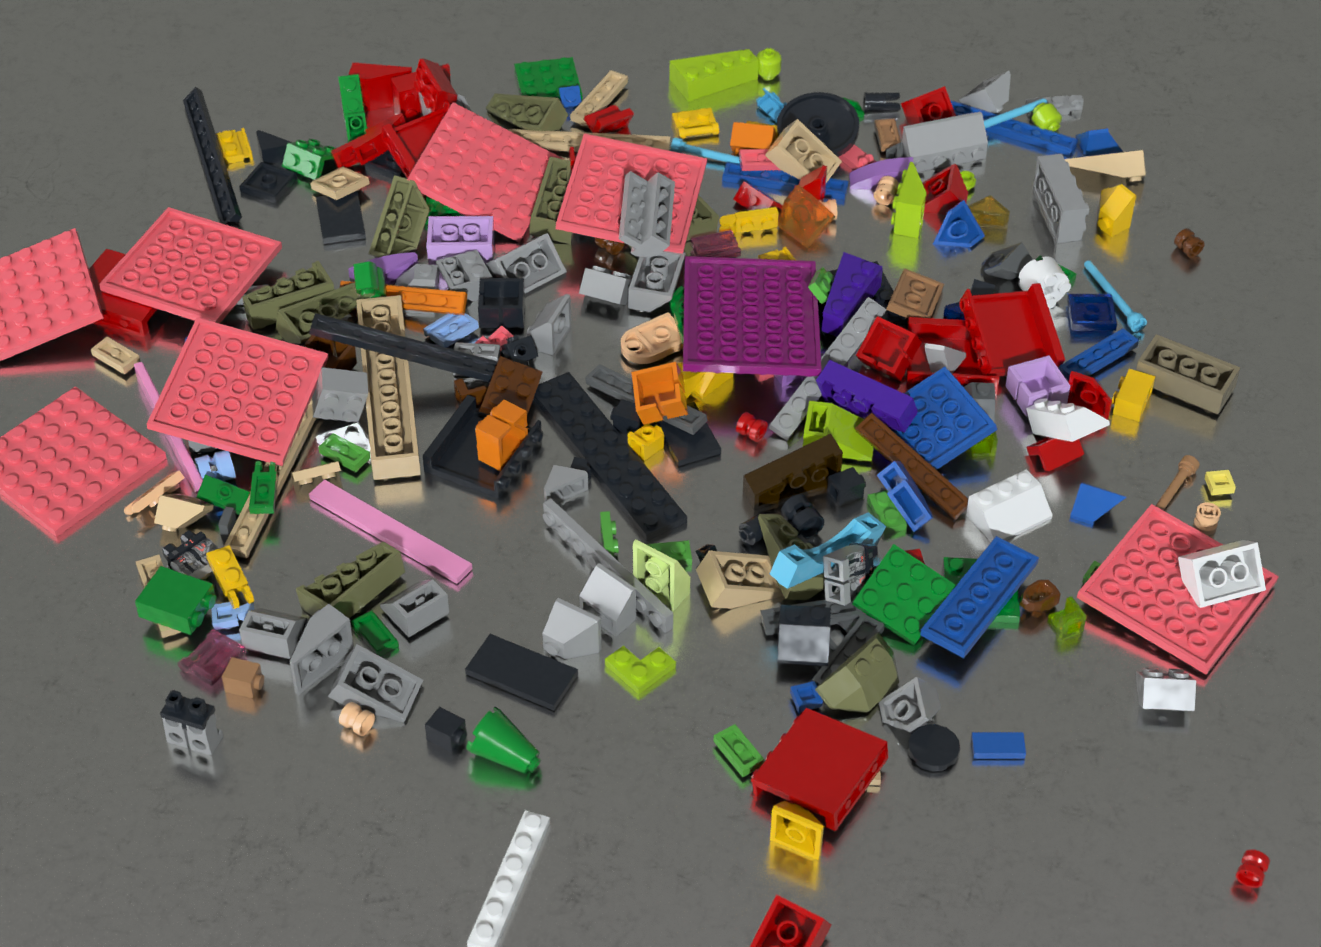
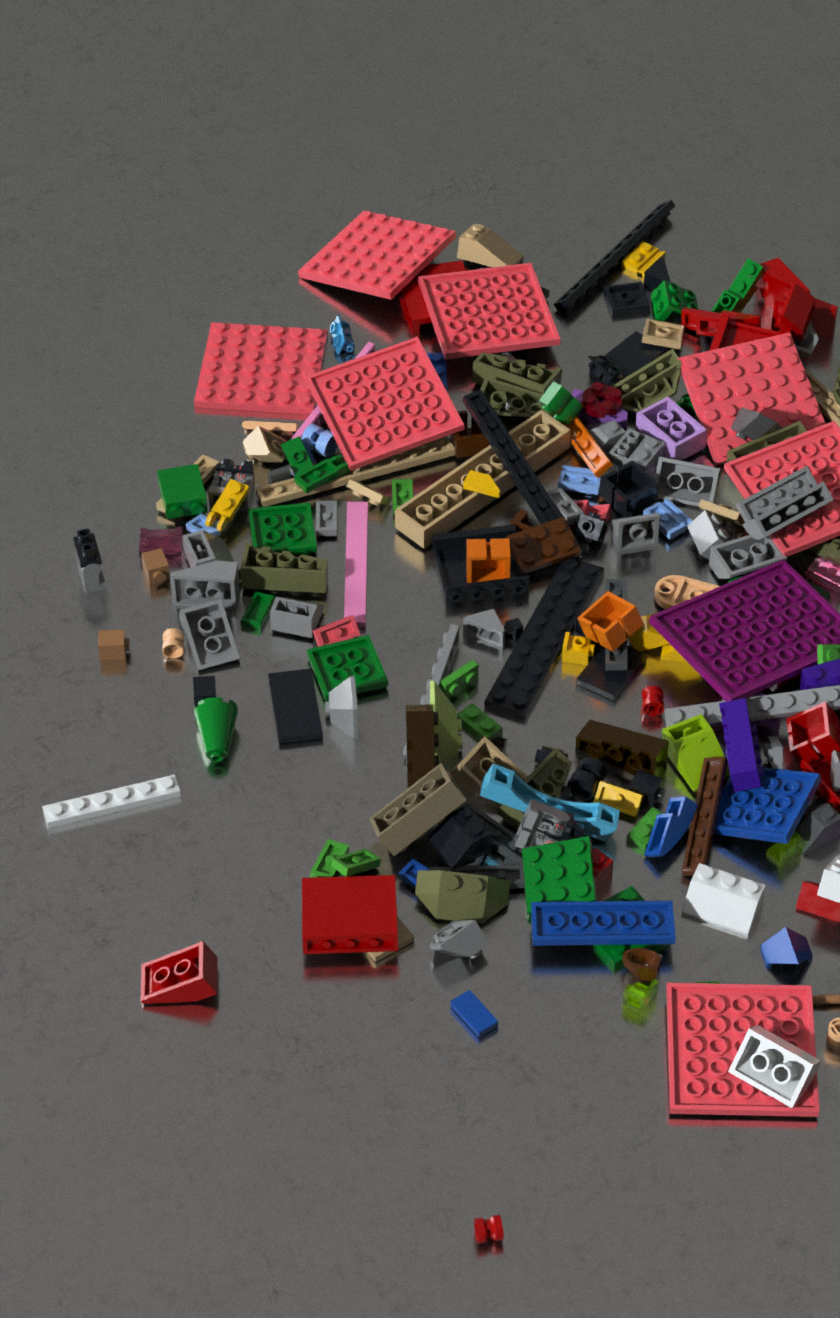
camera: 55 degrees right, 0 degrees up
(94, 382) = (341, 335): none -> dark azure hinge
(108, 227) = (486, 248): none -> tan slope
(115, 355) = (375, 329): tan plate -> none
(294, 557) = (283, 528): none -> green plate
(310, 768) = (112, 645): none -> medium nougat brick
(313, 519) = (326, 518): none -> light grey plate
(340, 395) = (439, 454): light grey brick -> none
(351, 239) = (601, 366): none -> black hinge
(387, 249) = (611, 396): none -> dark red plate
(407, 384) = (481, 483): none -> yellow tile
(465, 590) = (336, 631): none -> coral plate
(514, 607) = (344, 659): none -> green plate
(524, 184) = (753, 425): none -> dark grey slope
(543, 296) = (672, 519): none -> light blue plate
(589, 261) = (723, 512): none -> tan plate
(609, 599) = (392, 712): light grey slope -> none
(640, 673) = (355, 771): lime plate -> none
(699, 605) = (420, 741): none -> dark brown wedge
(757, 643) = (417, 809): none -> dark tan brick
(761, 730) = (356, 862): none -> bright green plate
(796, 829) = (285, 926): yellow slope -> none
(842, 510) = (619, 798): none -> yellow plate
(892, 379) = (774, 752): none -> light grey plate
(934, 747) = (436, 975): black tile -> none
(1166, 690) = (622, 1090): slope -> none

